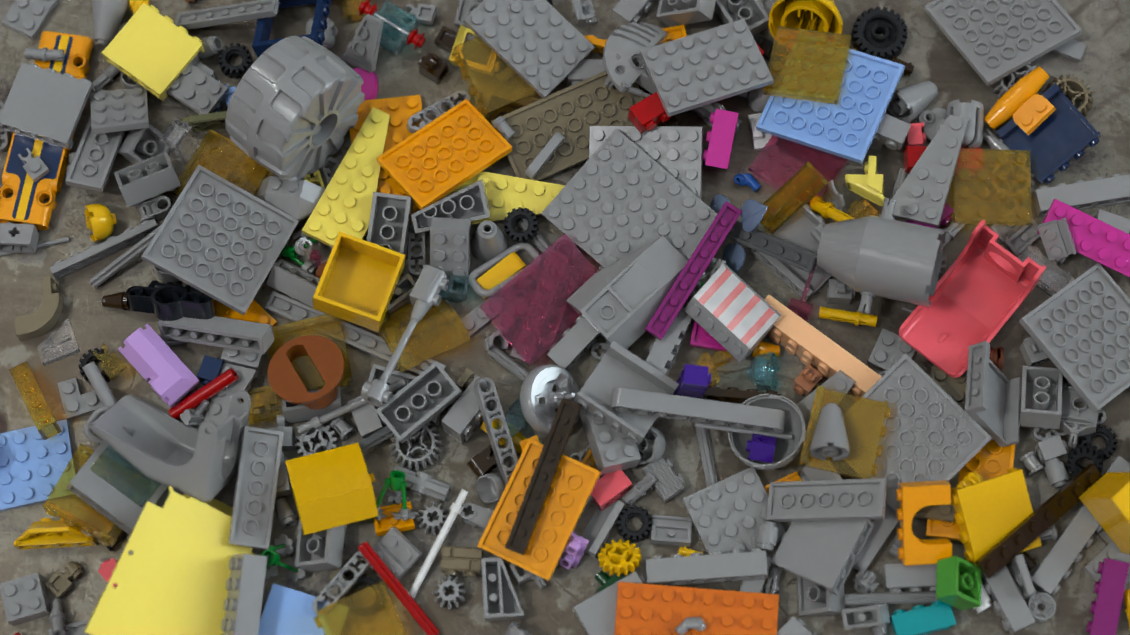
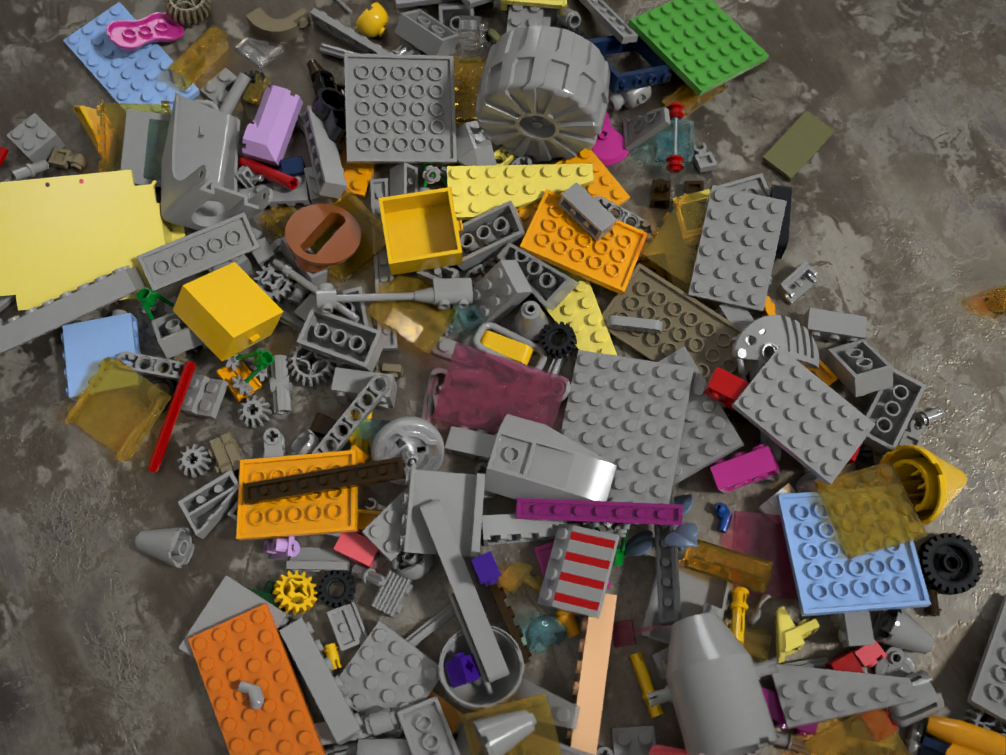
camera: 60 degrees right, 0 degrees up
(421, 135) = (587, 211): none -> light grey brick
(456, 509) = (265, 424): white bar -> none
(503, 127) = (638, 275): light grey pin -> none
(807, 381) = (558, 678): nougat brick -> none

